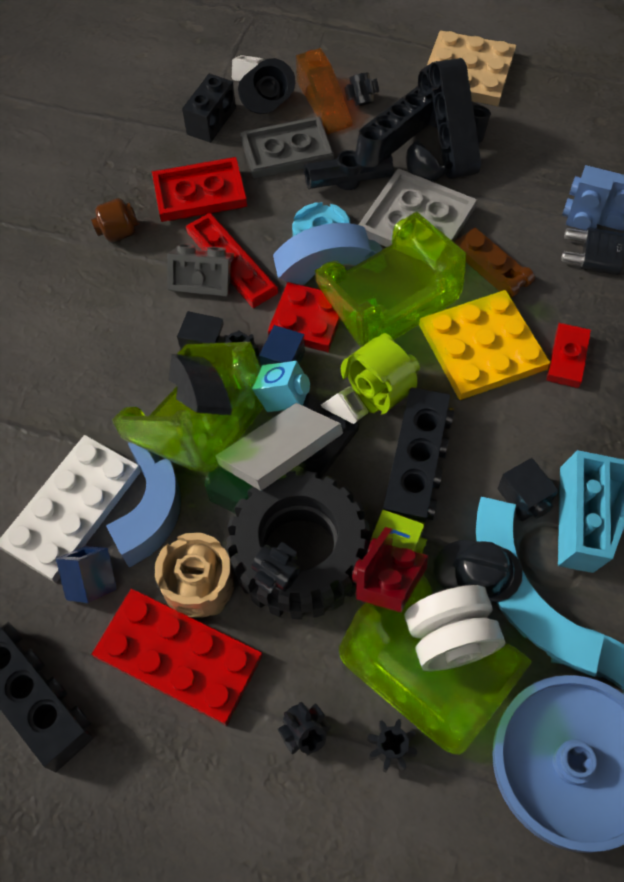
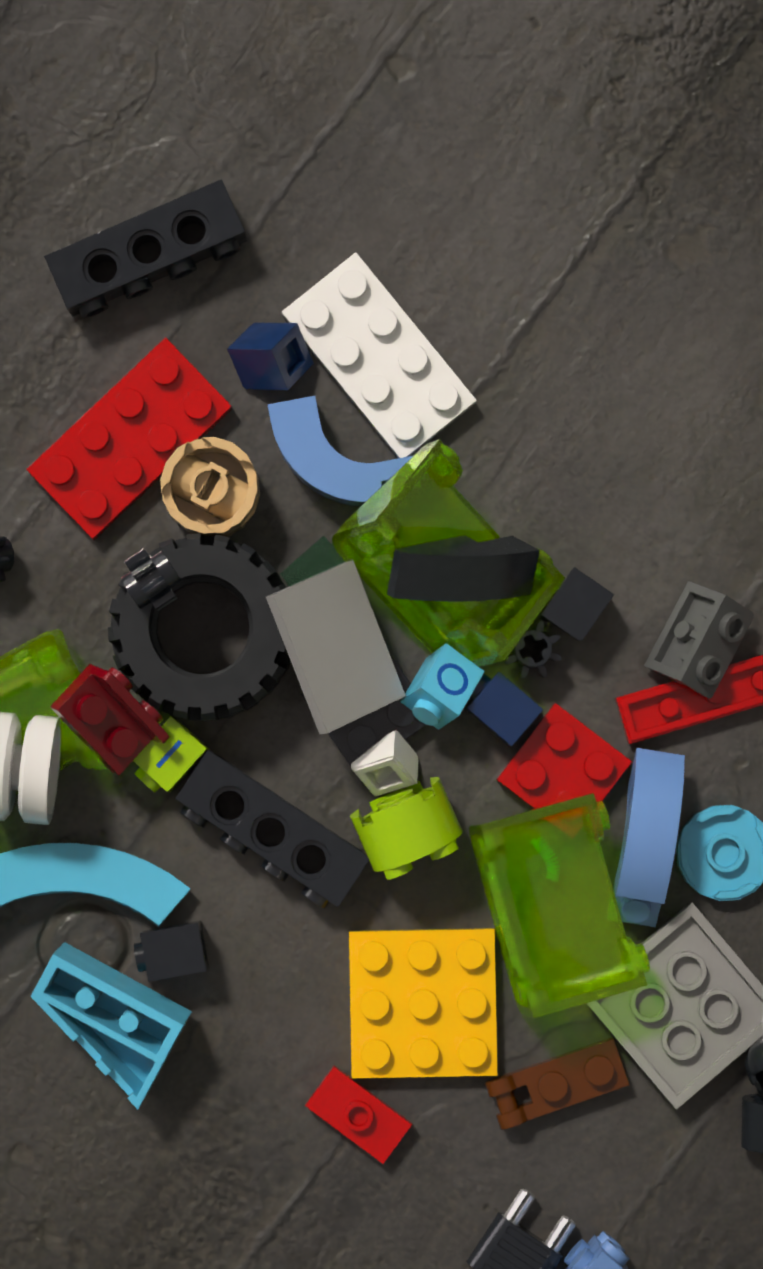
camera: 105 degrees right, 25 degrees up
(479, 564) = (94, 839): black piece -> none

